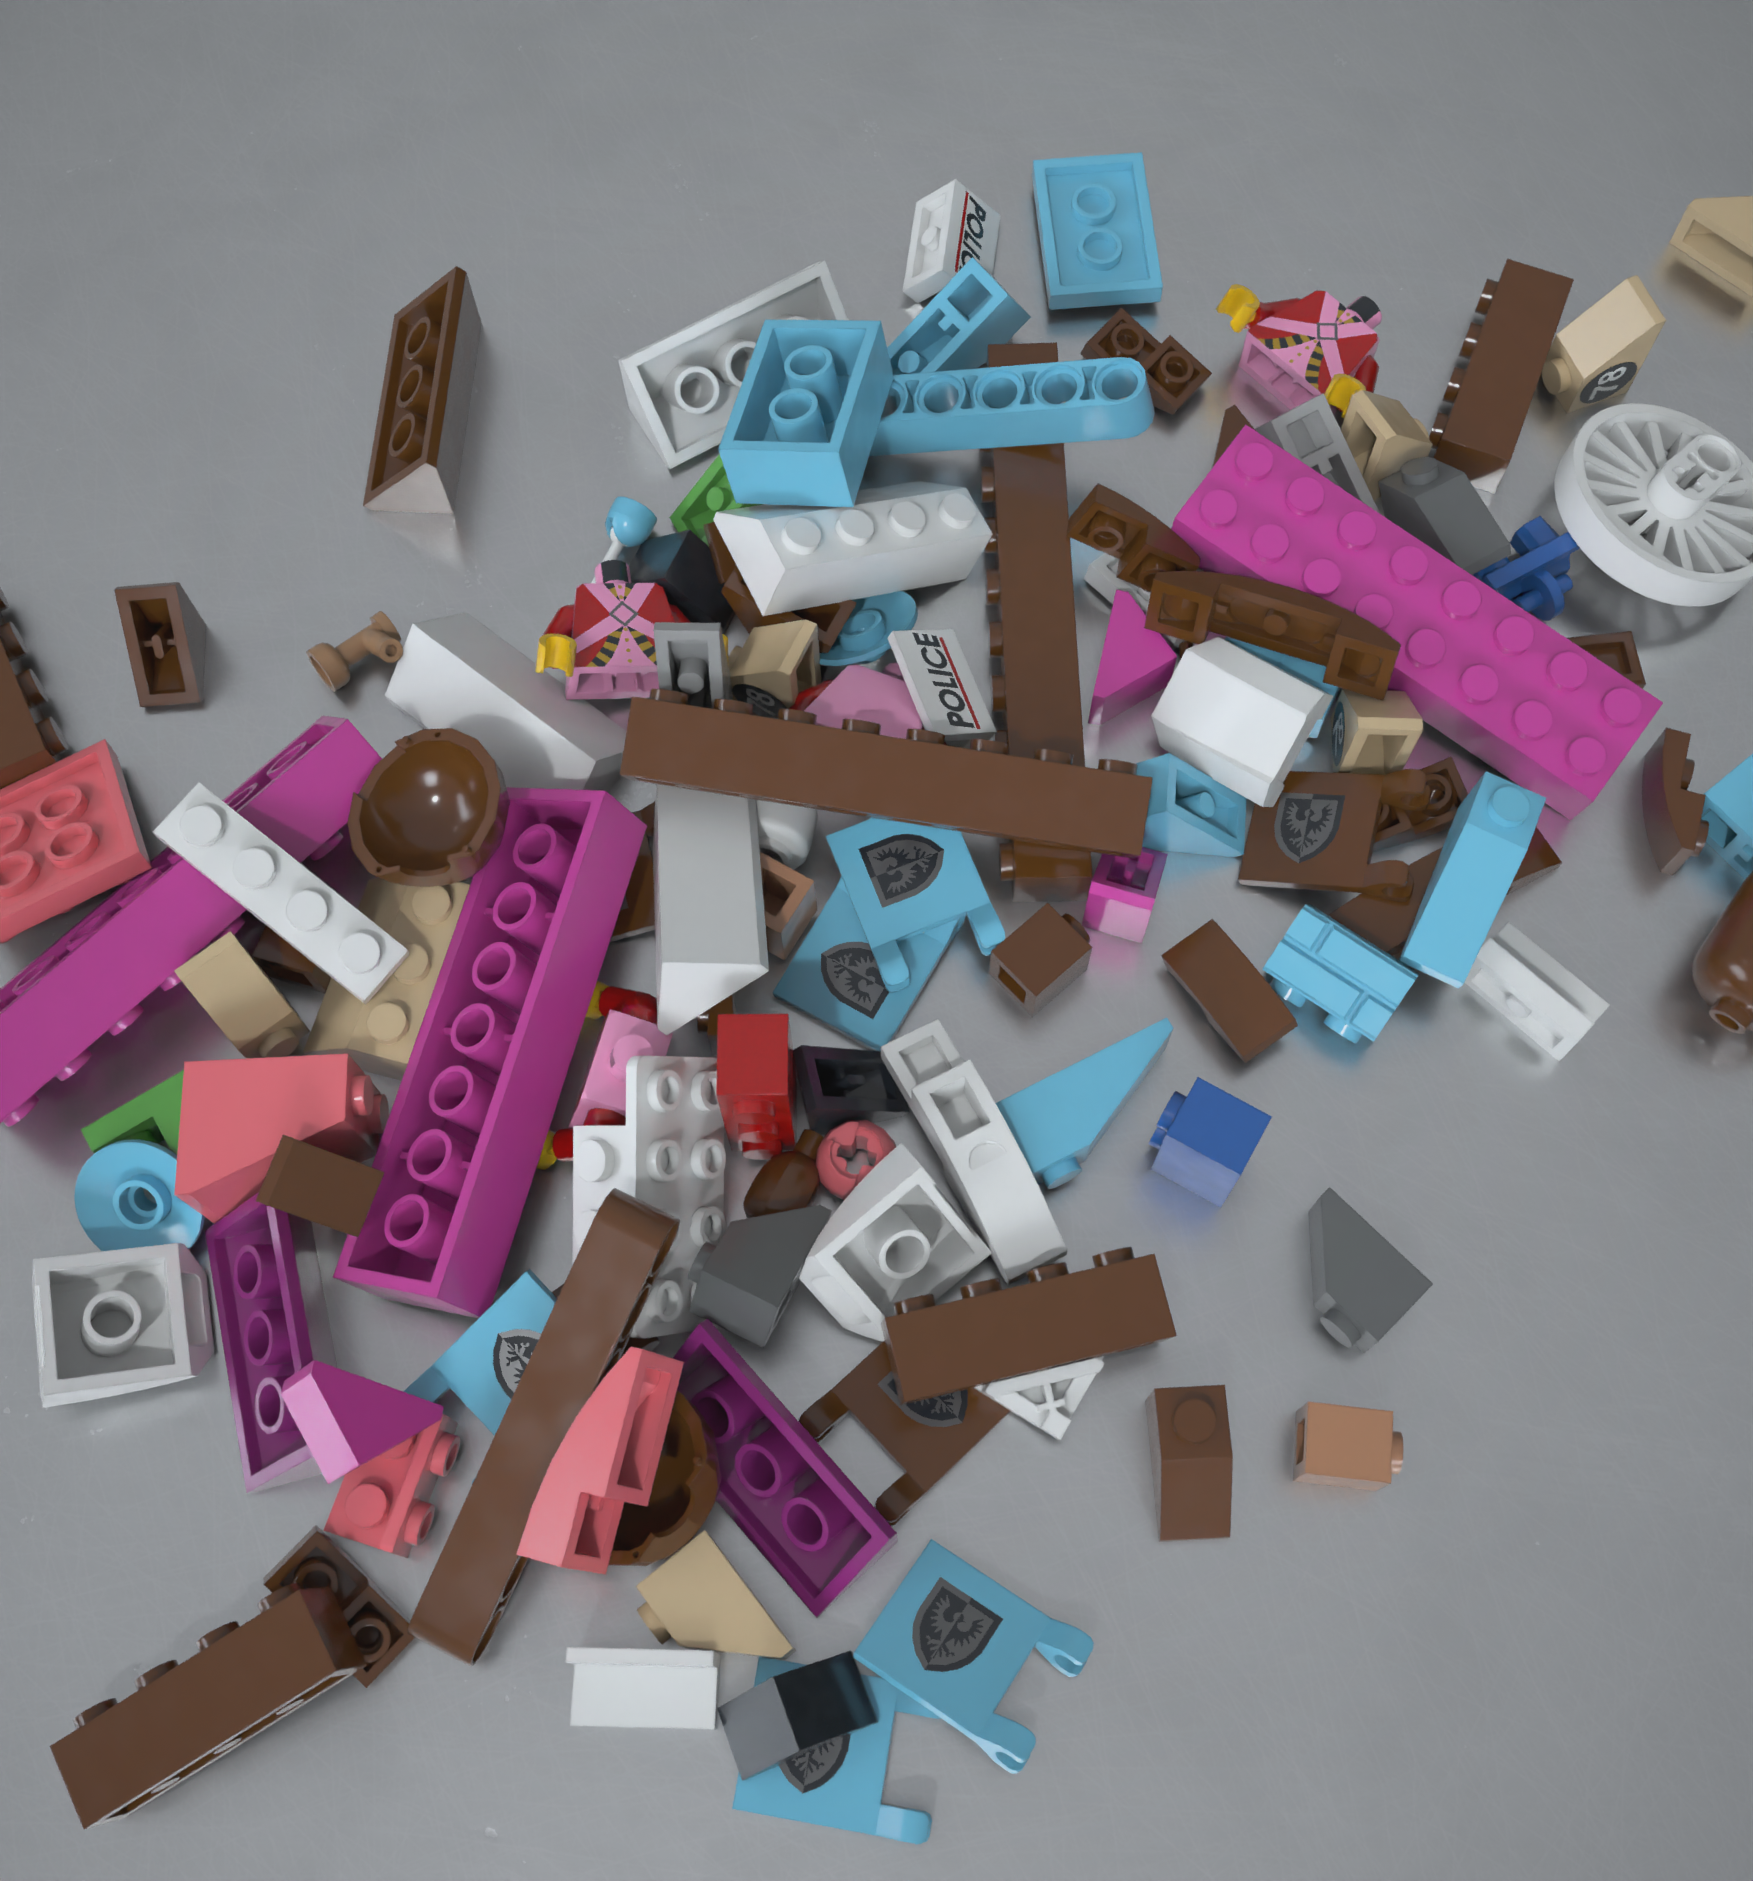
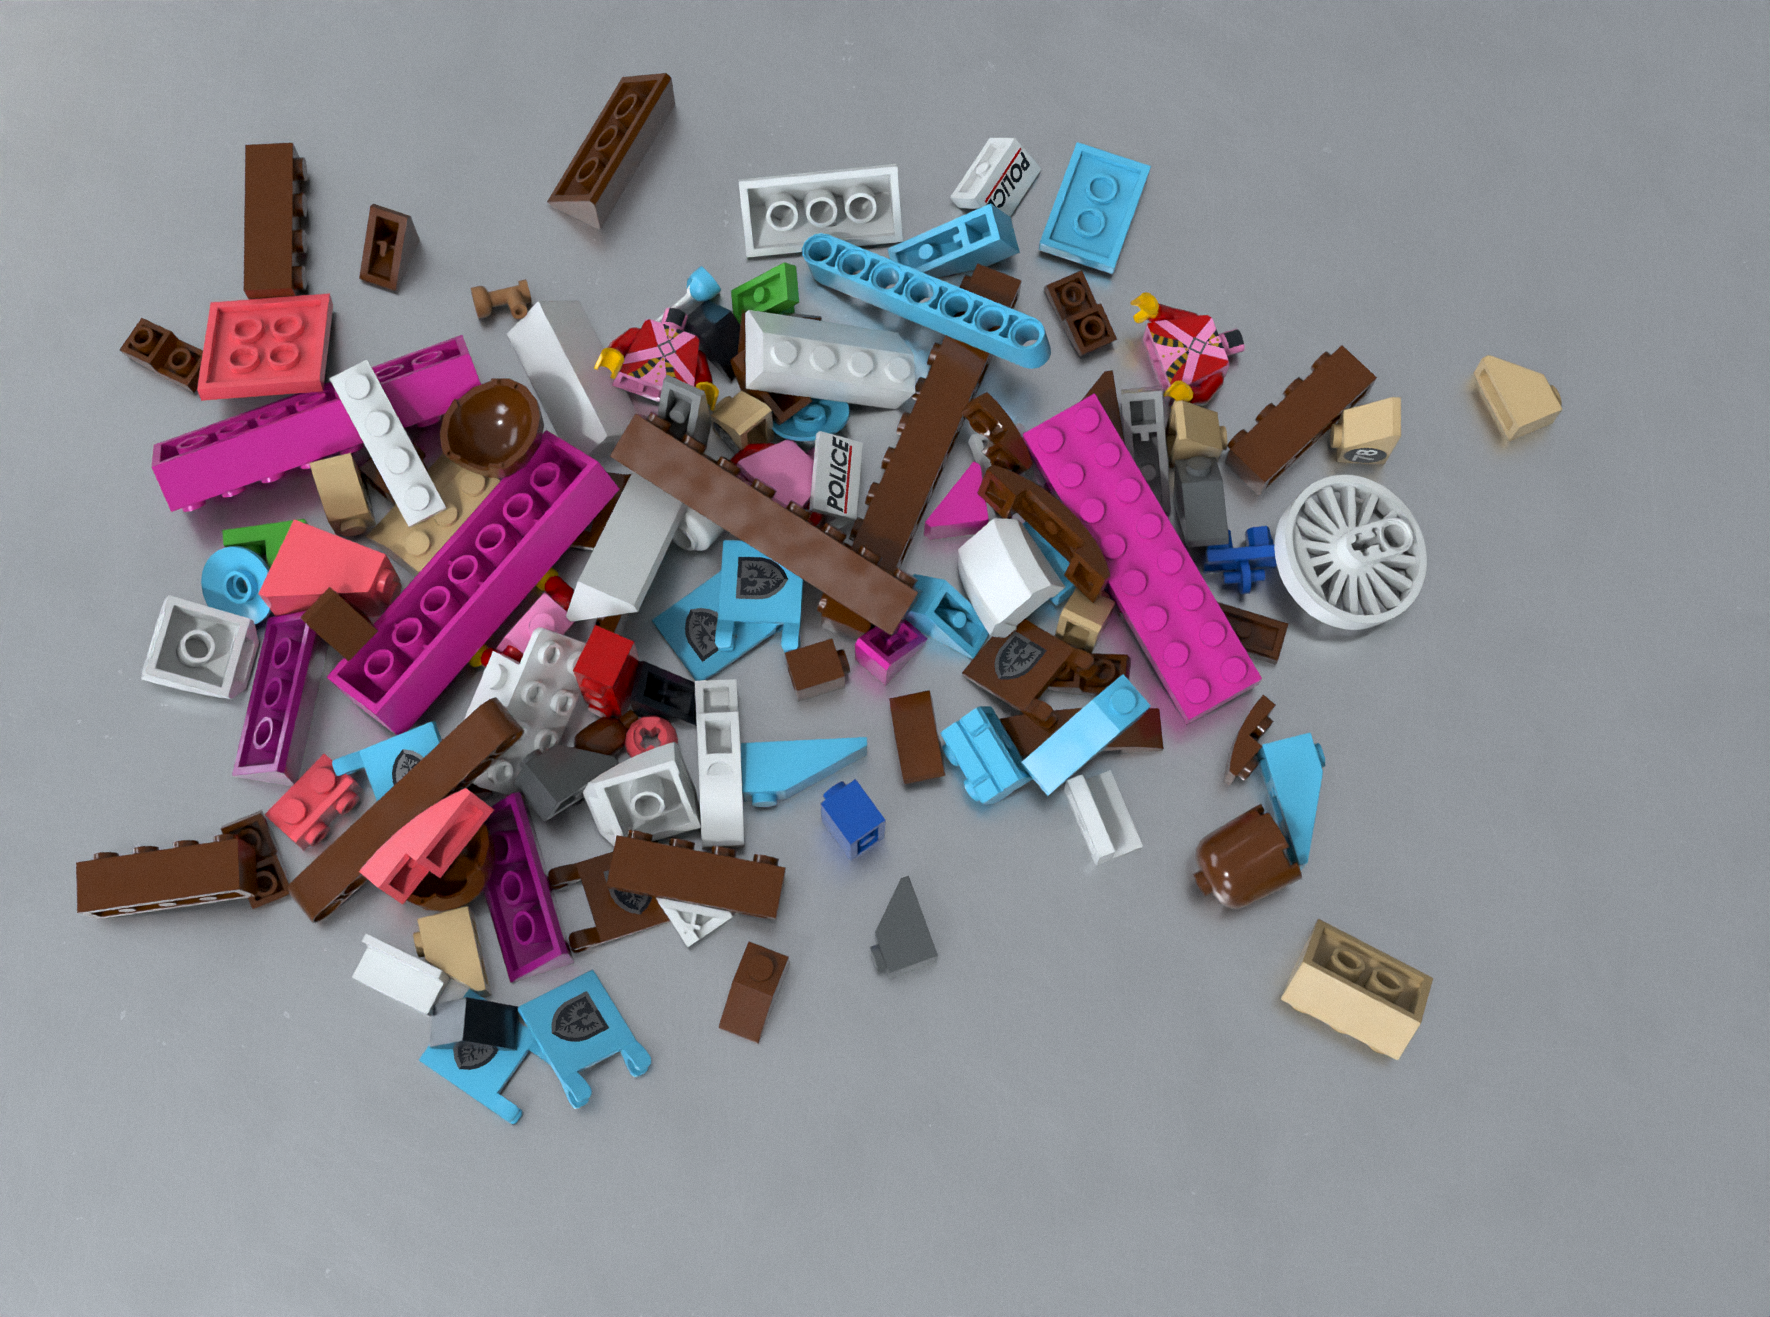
camera: 20 degrees right, 5 degrees up
(352, 1417) = (303, 760): dark pink slope -> none
(787, 905) = (676, 572): nougat brick -> none
(807, 413) = (828, 272): medium azure brick -> none
(1346, 1446) = (845, 1023): nougat brick -> none

